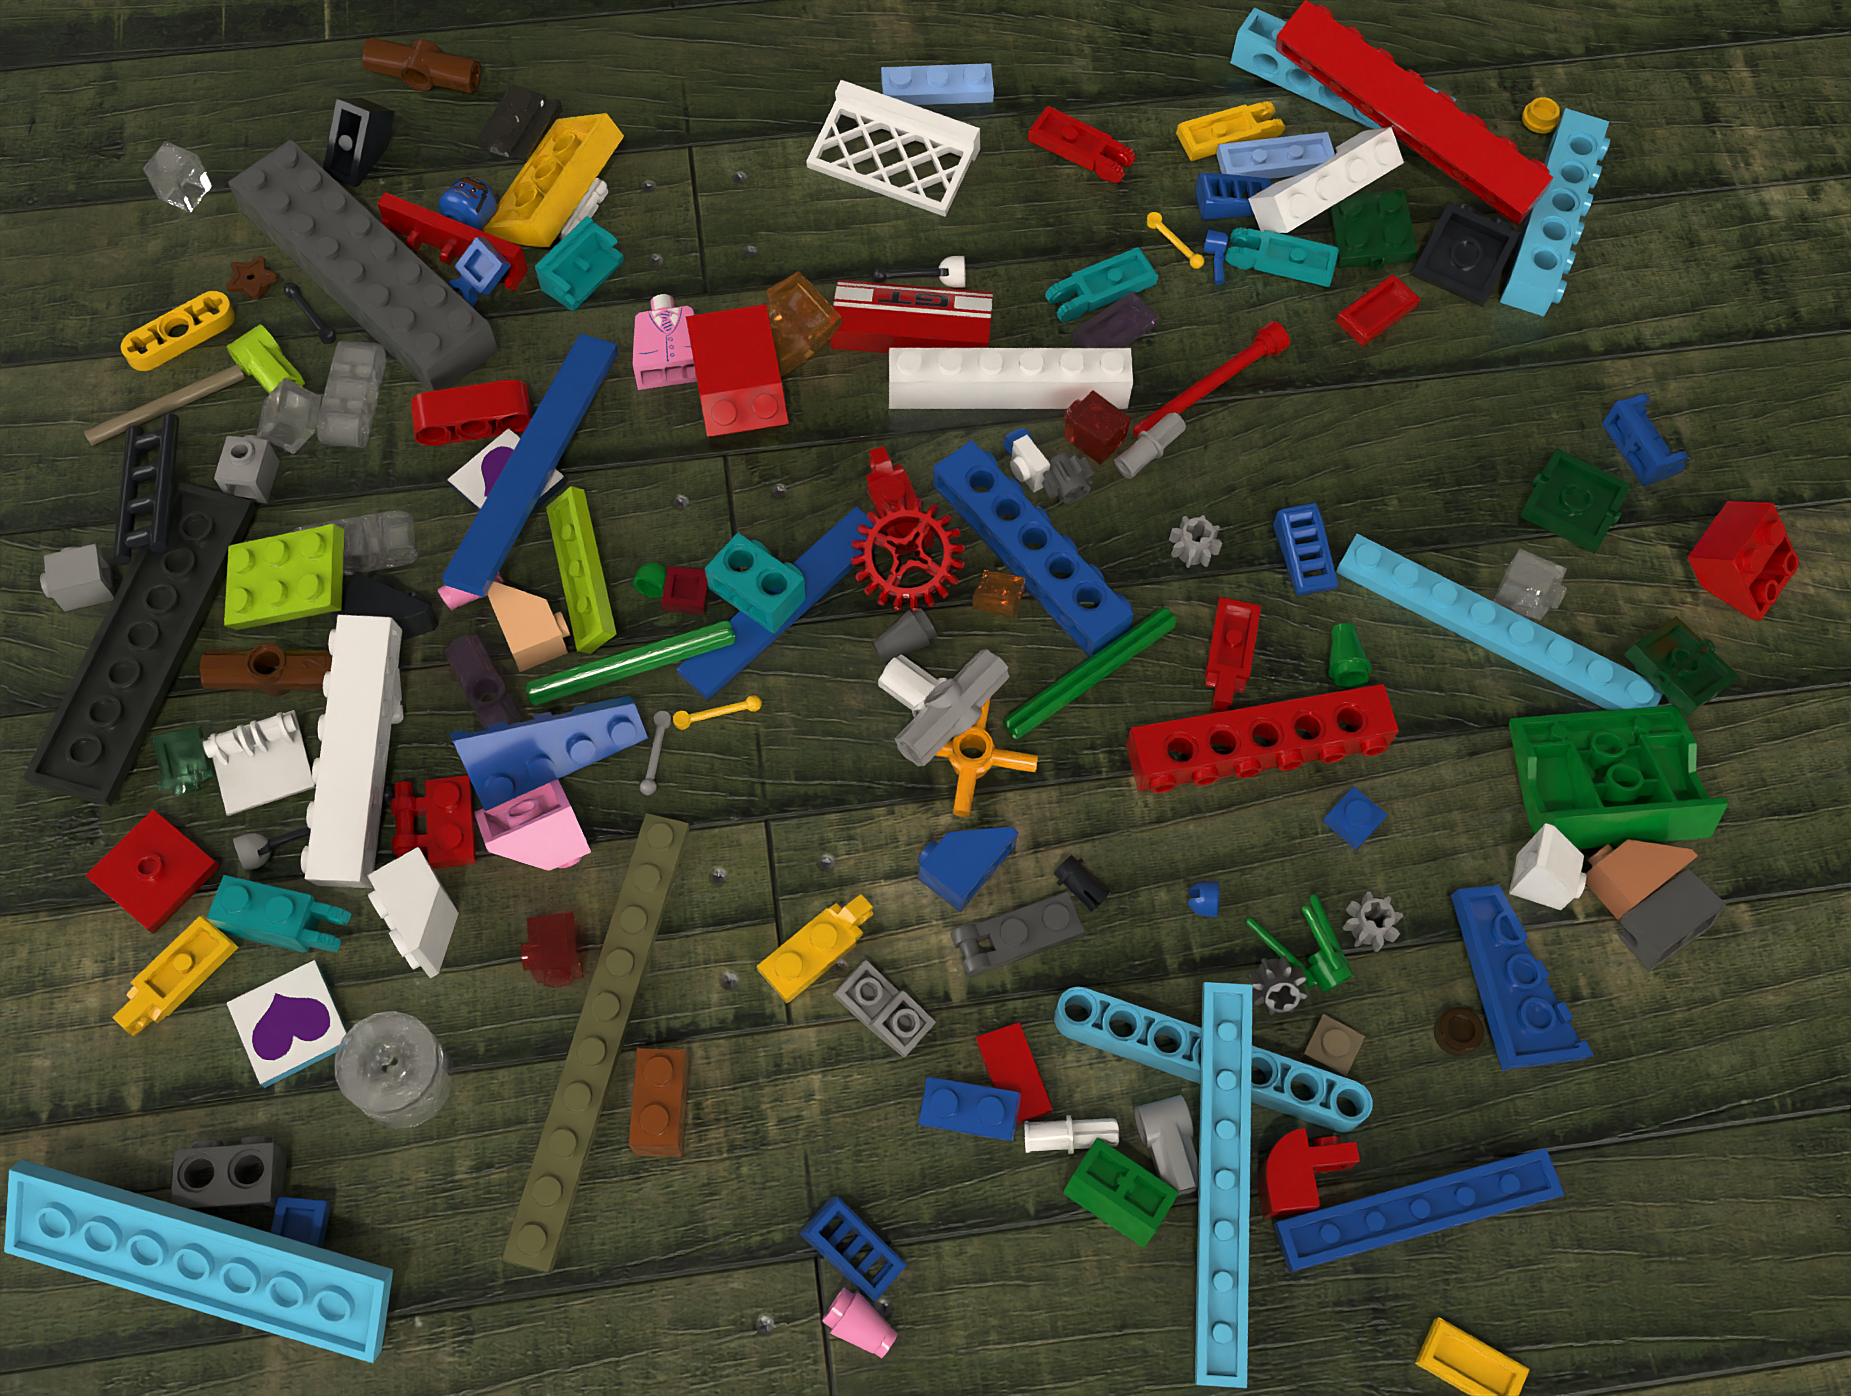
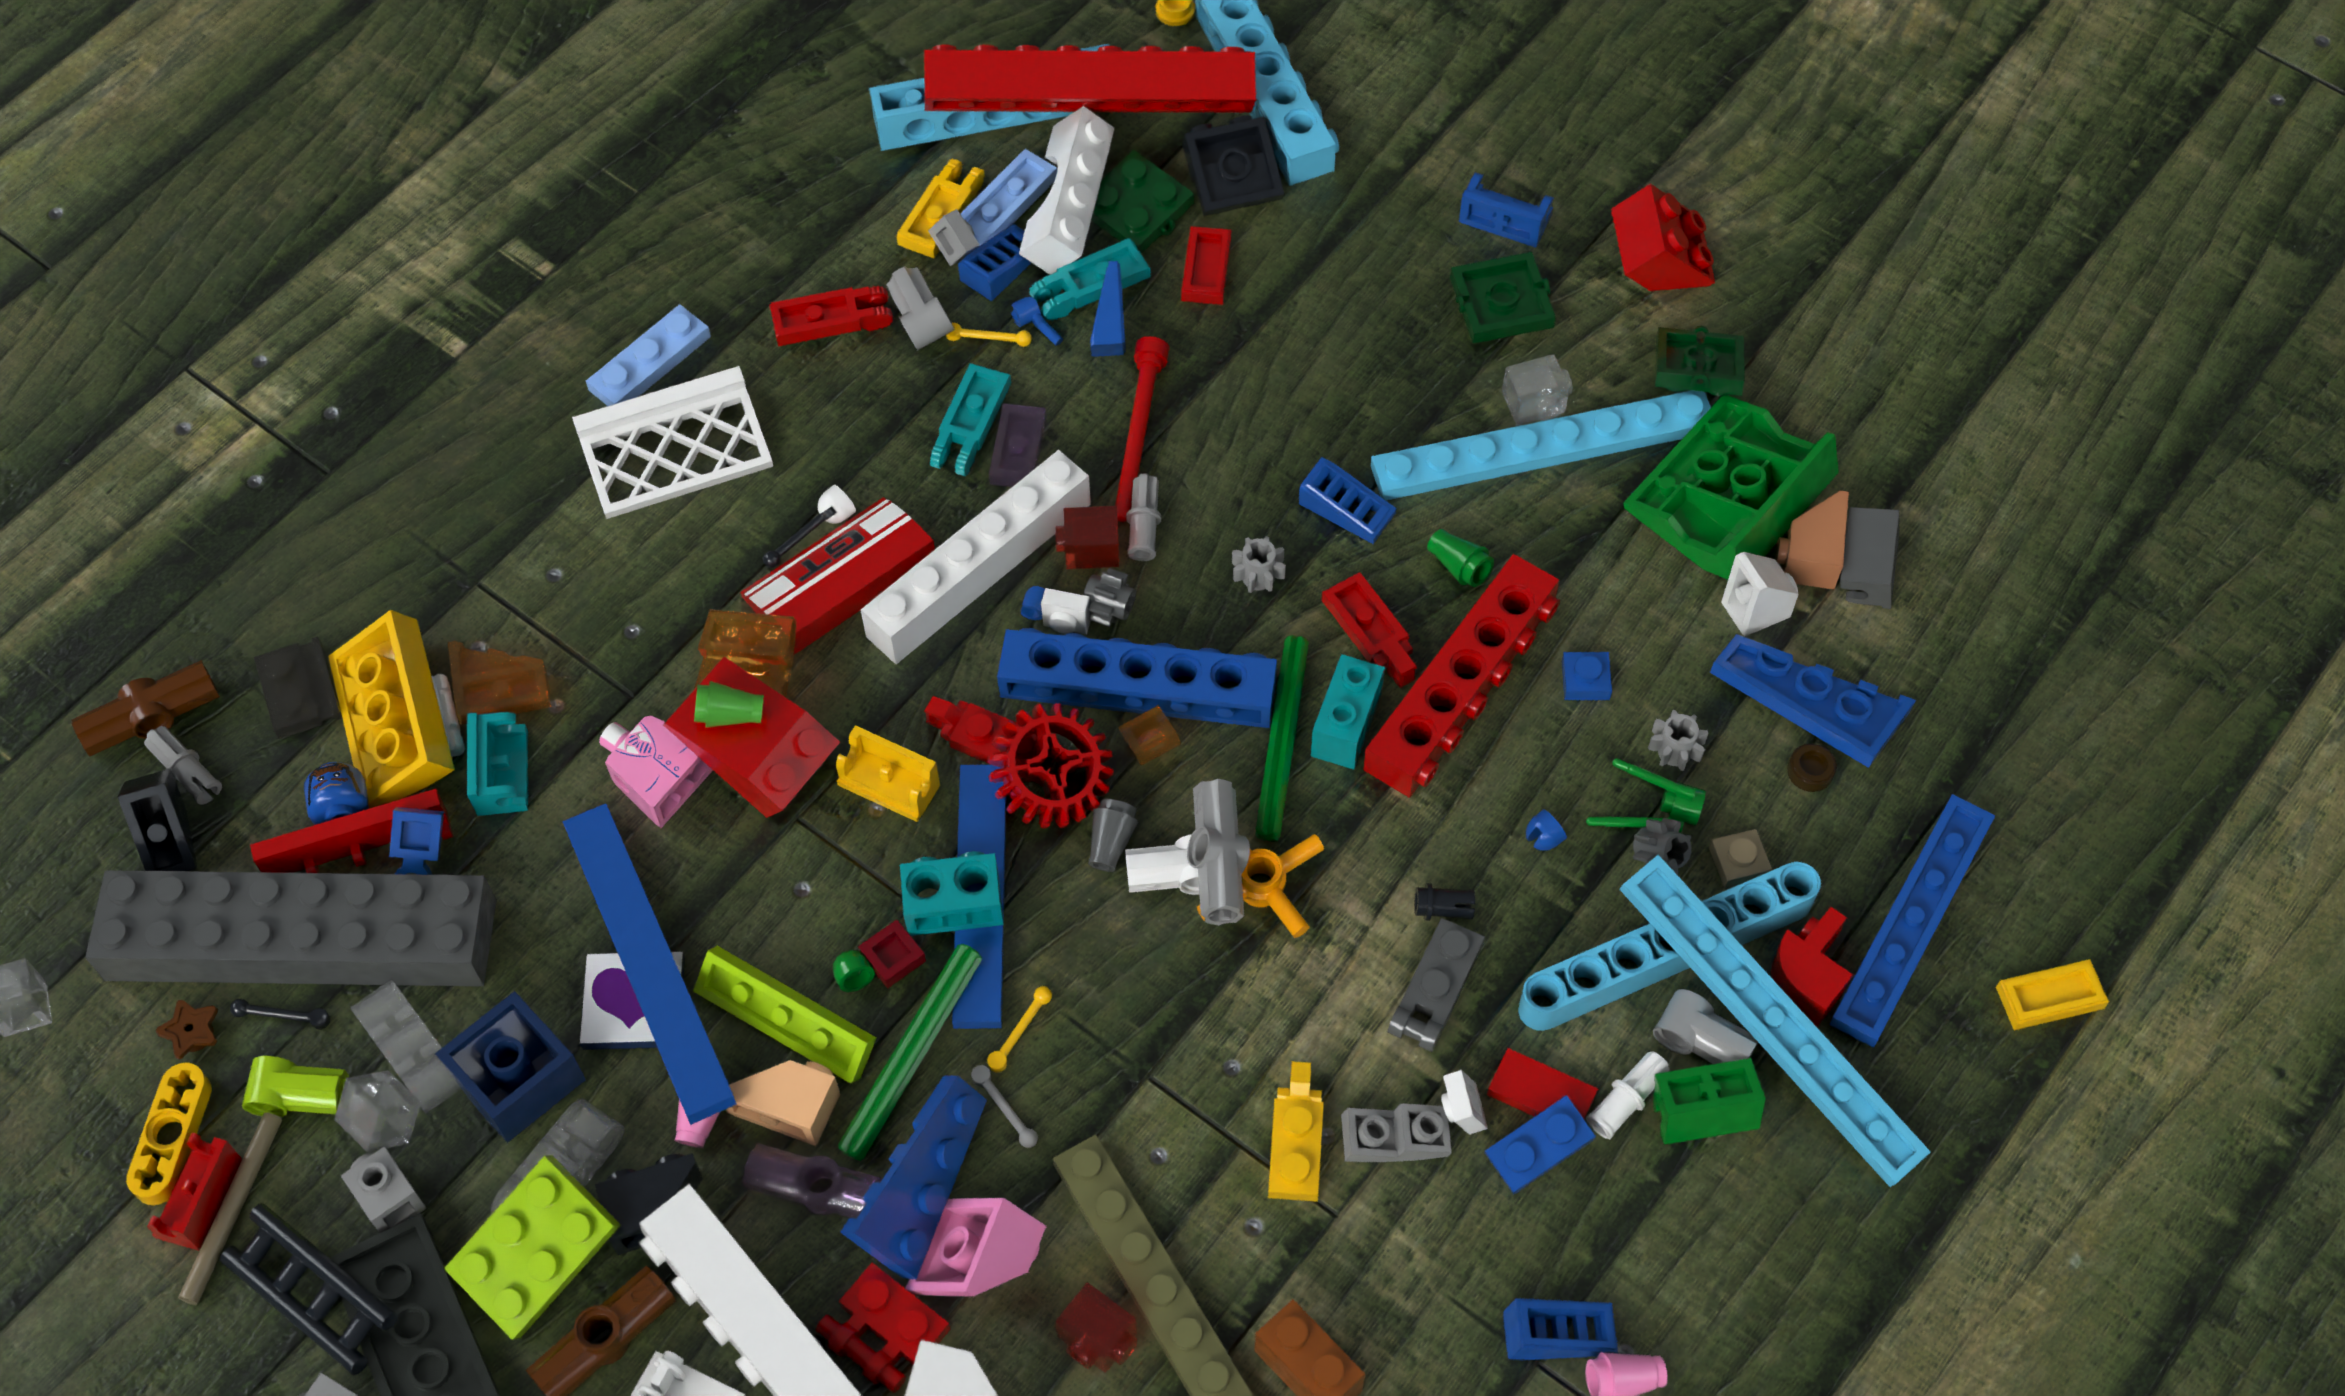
camera: 40 degrees left, 5 degrees down
(153, 379) = (197, 1193): none -> red hinge
(387, 457) = (511, 1066): none -> dark blue slope
(407, 117) = (183, 763): none -> light grey axle
(470, 412) = (543, 961): red beam -> none
(631, 214) = (496, 682): none -> clear orange wing
(726, 332) = (726, 705): none -> bright green cone
(803, 473) = (887, 774): none -> yellow hinge
(948, 1030) = (1463, 1102): none -> white plate
(964, 862) = (1343, 968): blue slope -> none
(1141, 190) = (921, 312): none -> light grey piece
(1150, 692) = (1347, 711): none -> teal brick
(1213, 152) = (953, 237): none -> light grey plate
(1263, 292) = (1108, 328): none -> blue slope

